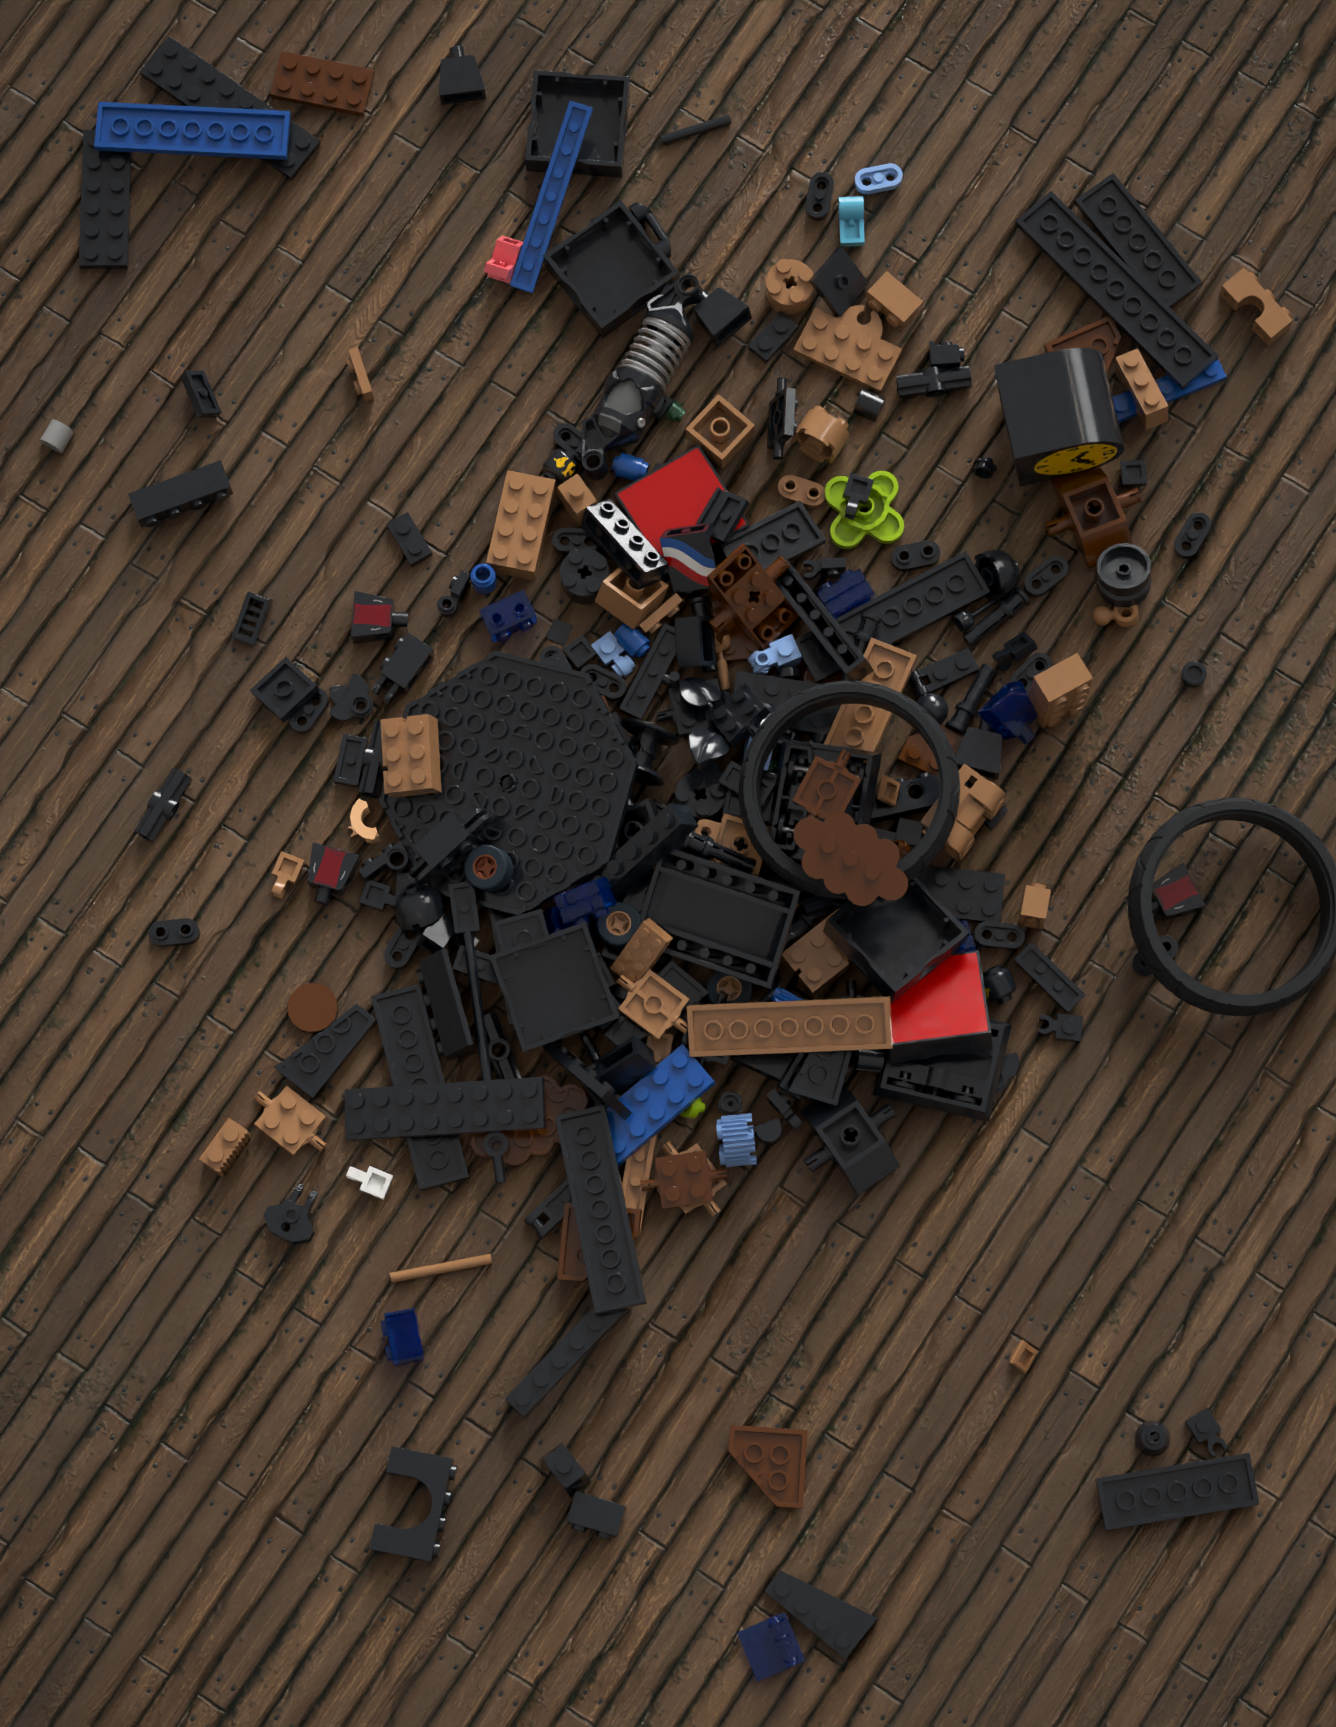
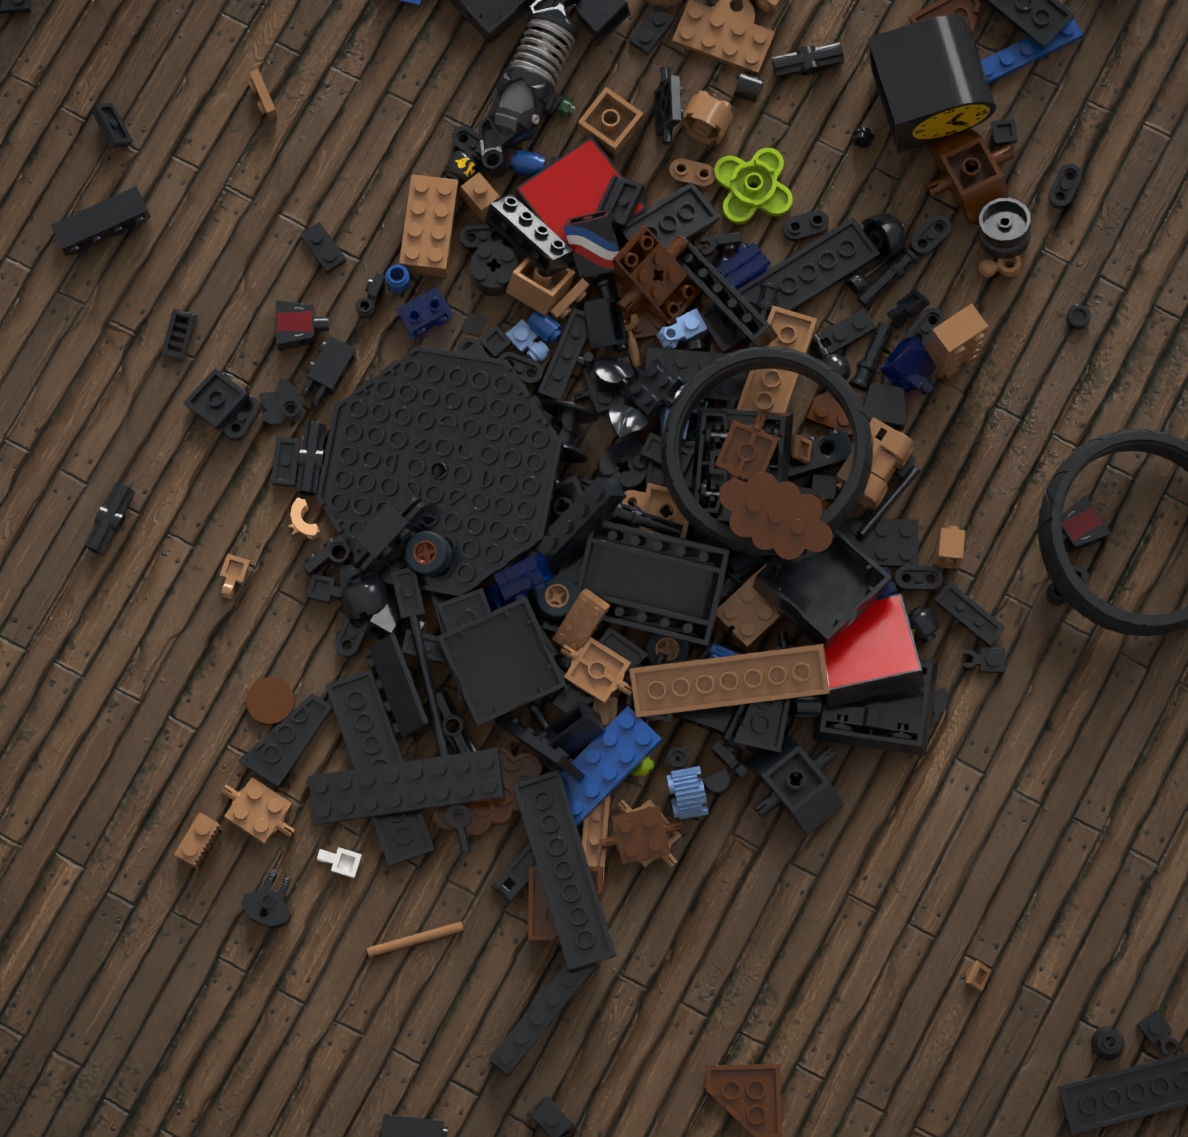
camera: 10 degrees left, 0 degrees up
(174, 933) = (130, 640): black plate -> none
(331, 871) = (276, 569): torso -> none
(403, 1337) = (385, 1008): clear blue brick -> none
(411, 756) = (344, 452): medium nougat piece -> none
(856, 491) = (746, 169): black plate -> none
(945, 355) = (816, 34): black brick -> none
(966, 861) = (888, 502): none -> black bar
(1137, 378) = (998, 40): medium nougat arch -> none

